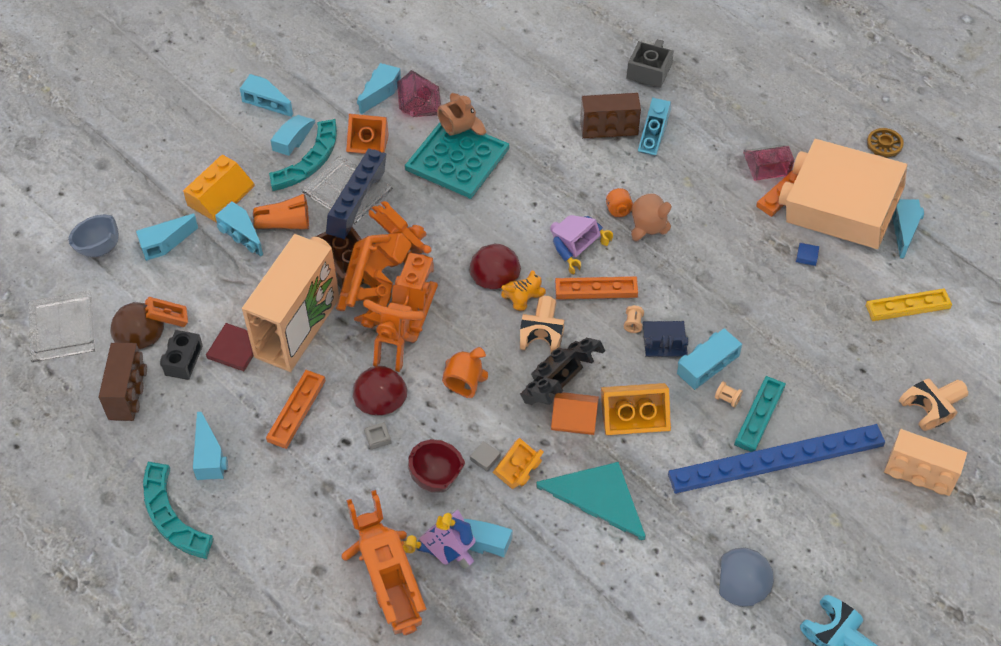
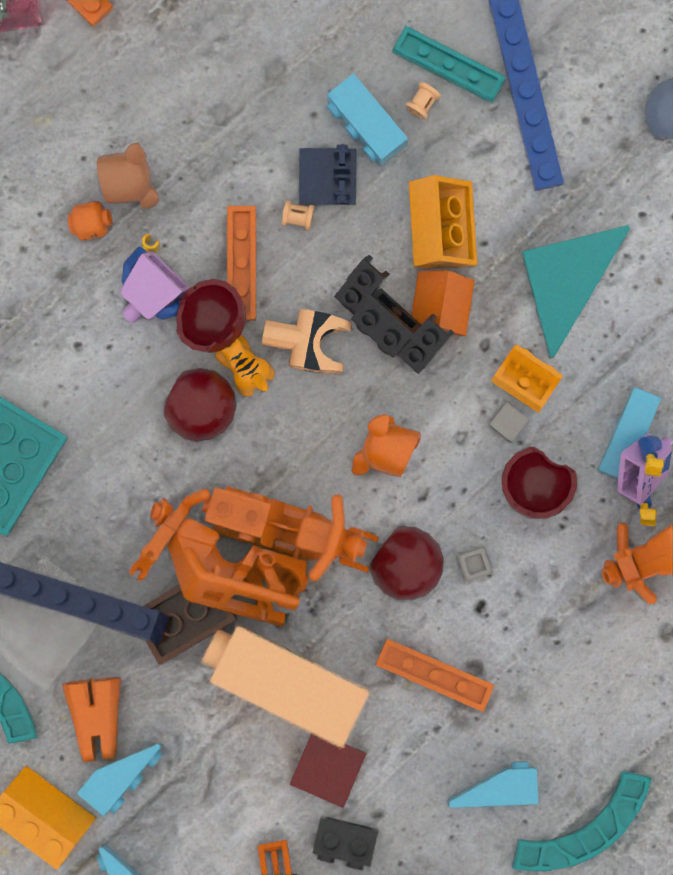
camera: 90 degrees left, 30 degrees up
(553, 260) = (210, 316): none -> dark red cylinder

